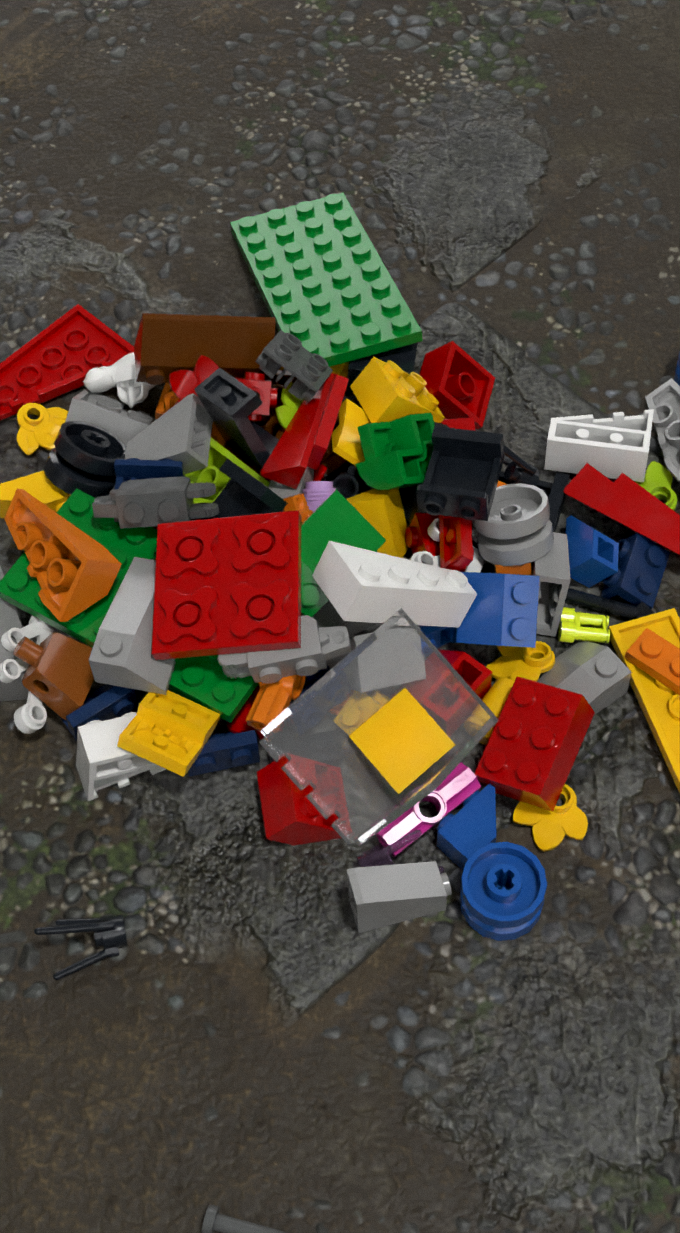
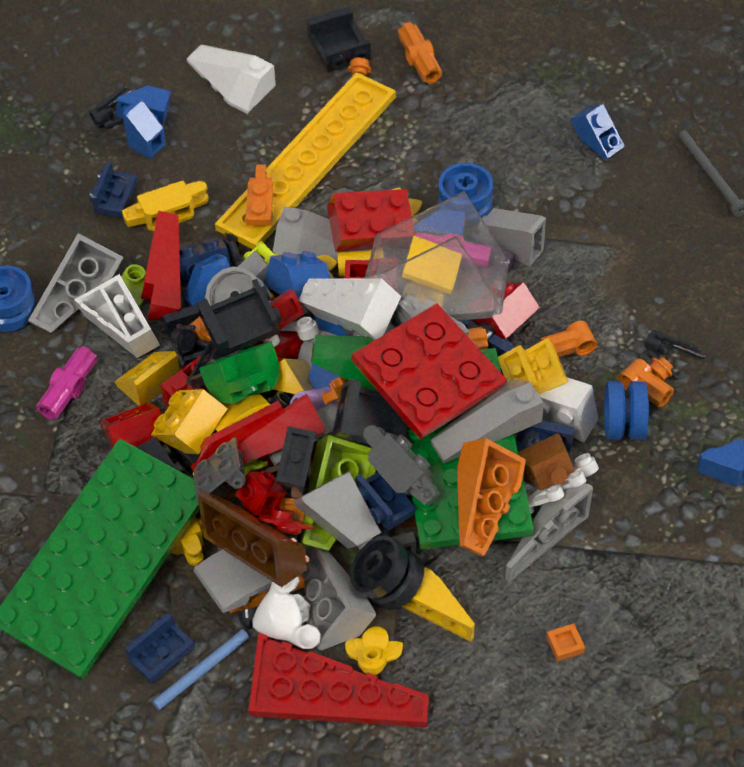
camera: 130 degrees left, 5 degrees down
(49, 801) = (629, 411): none -> blue wheel
(76, 904) = (661, 368): none -> orange plate
(86, 871) = (657, 389): none -> orange piece
(155, 280) = (200, 669): none -> medium blue bar
(196, 849) = (575, 339): none -> orange piece
(197, 282) = (158, 648): none -> dark blue bracket
(486, 1146) = (597, 130): none -> blue slope
(516, 425) = (144, 380): none -> yellow slope
(560, 369) = (66, 383): none -> dark pink piece

